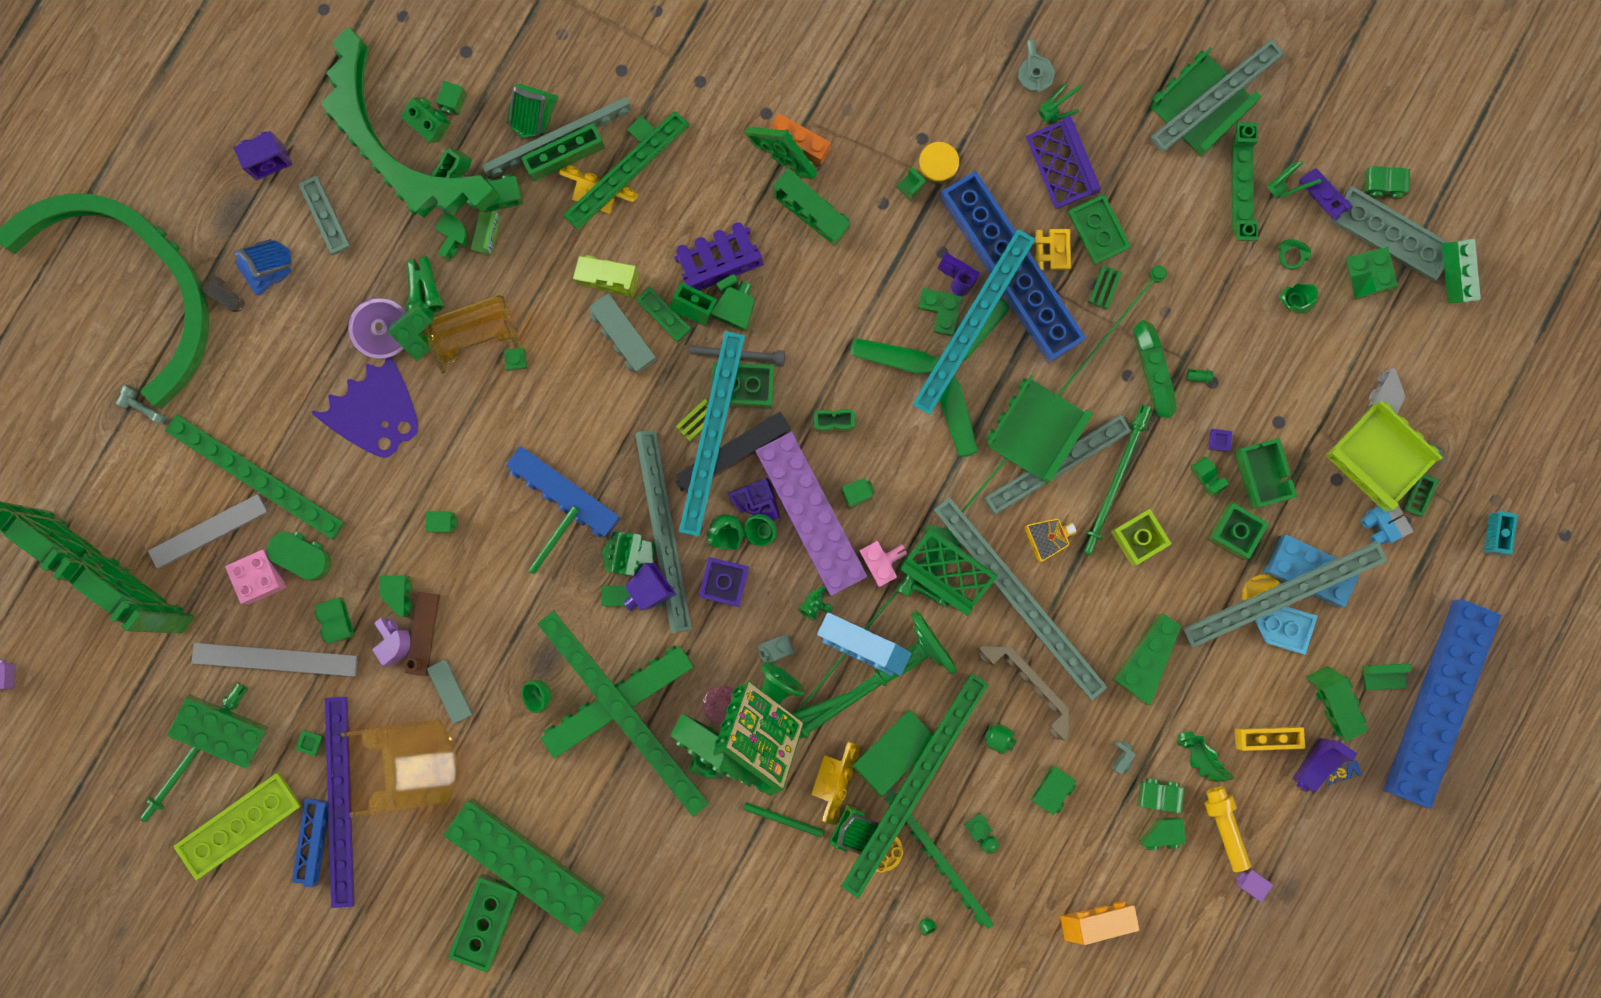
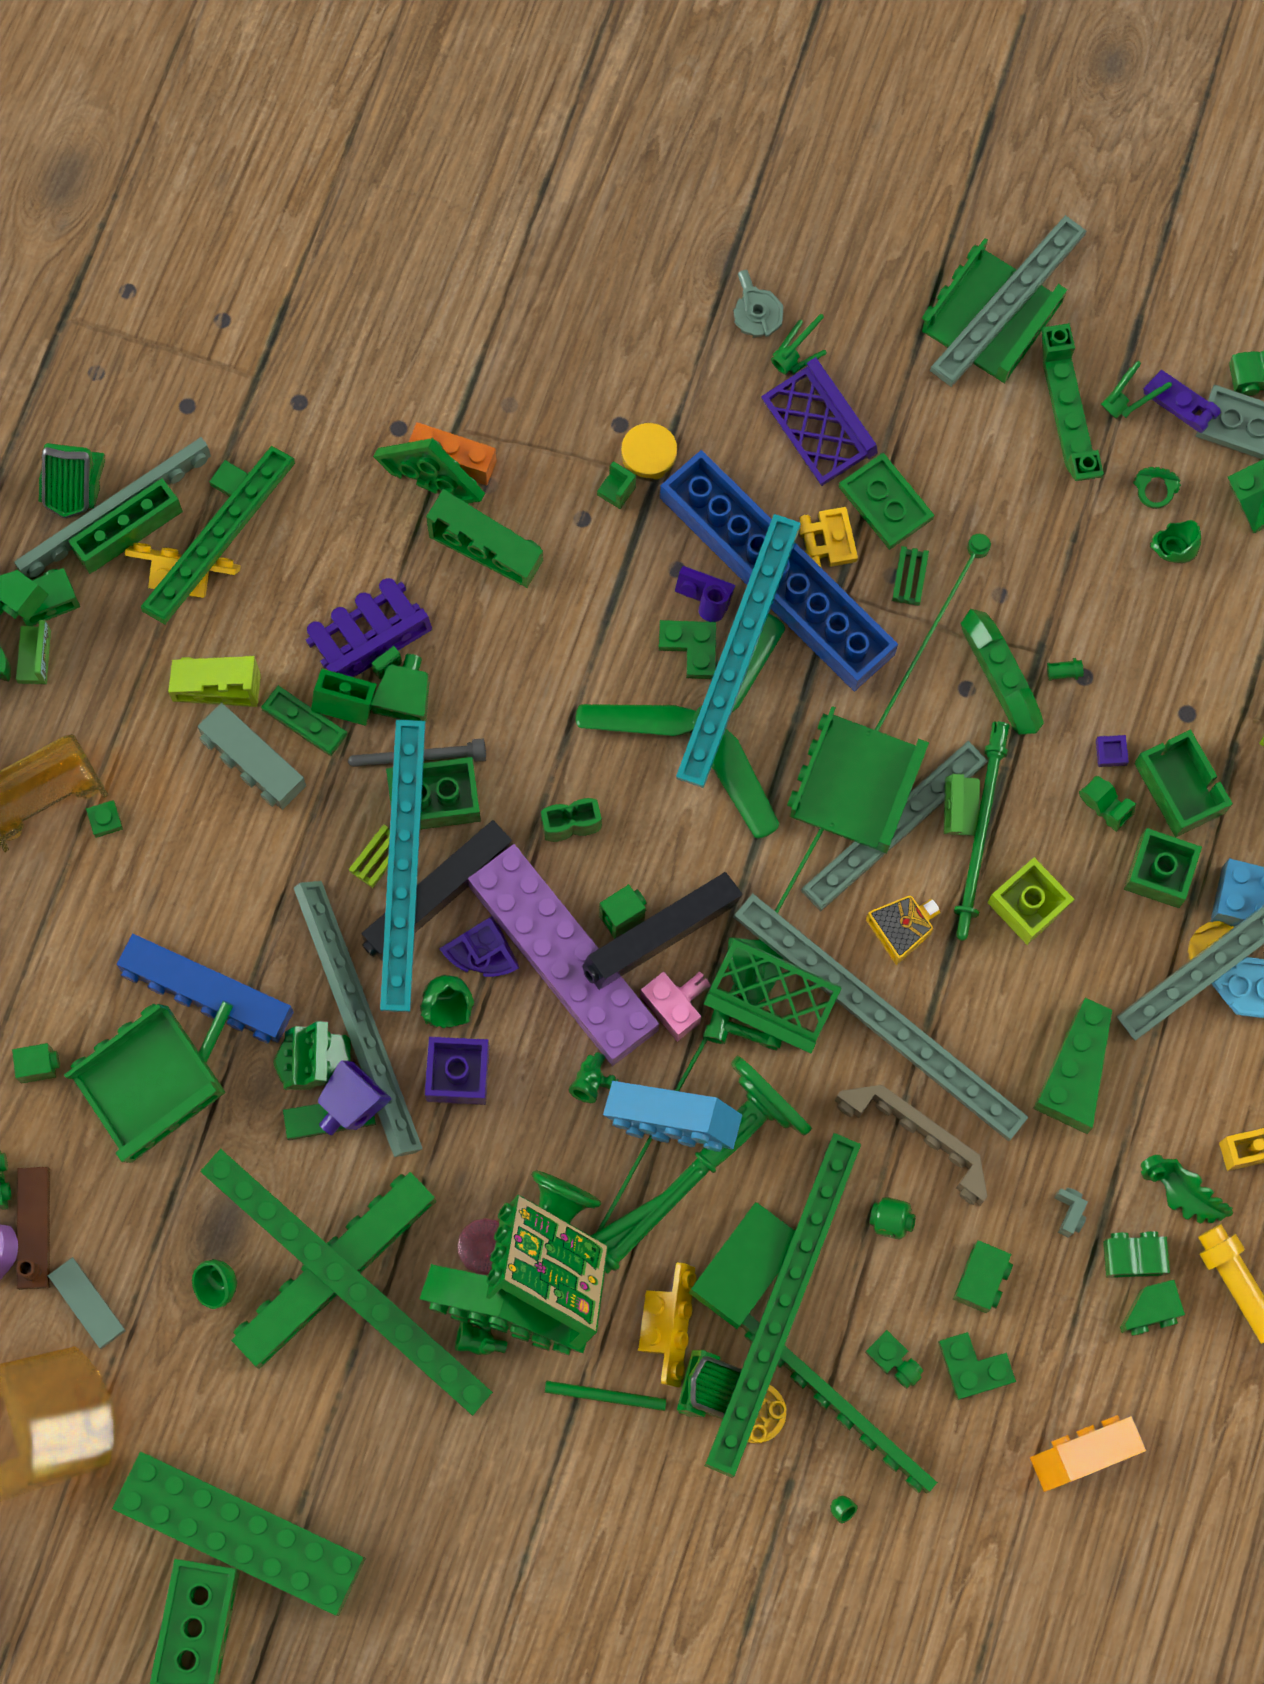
camera: 15 degrees left, 10 degrees down
(513, 549) = (145, 1081): none -> green panel
(760, 530) = (495, 989): green piece -> none
(775, 649) = (548, 1152): sand green bracket -> none
(881, 512) = (661, 931): none -> black brick
(1030, 853) = (970, 1375): none -> green plate
(1106, 460) = (961, 805): none -> bright green panel

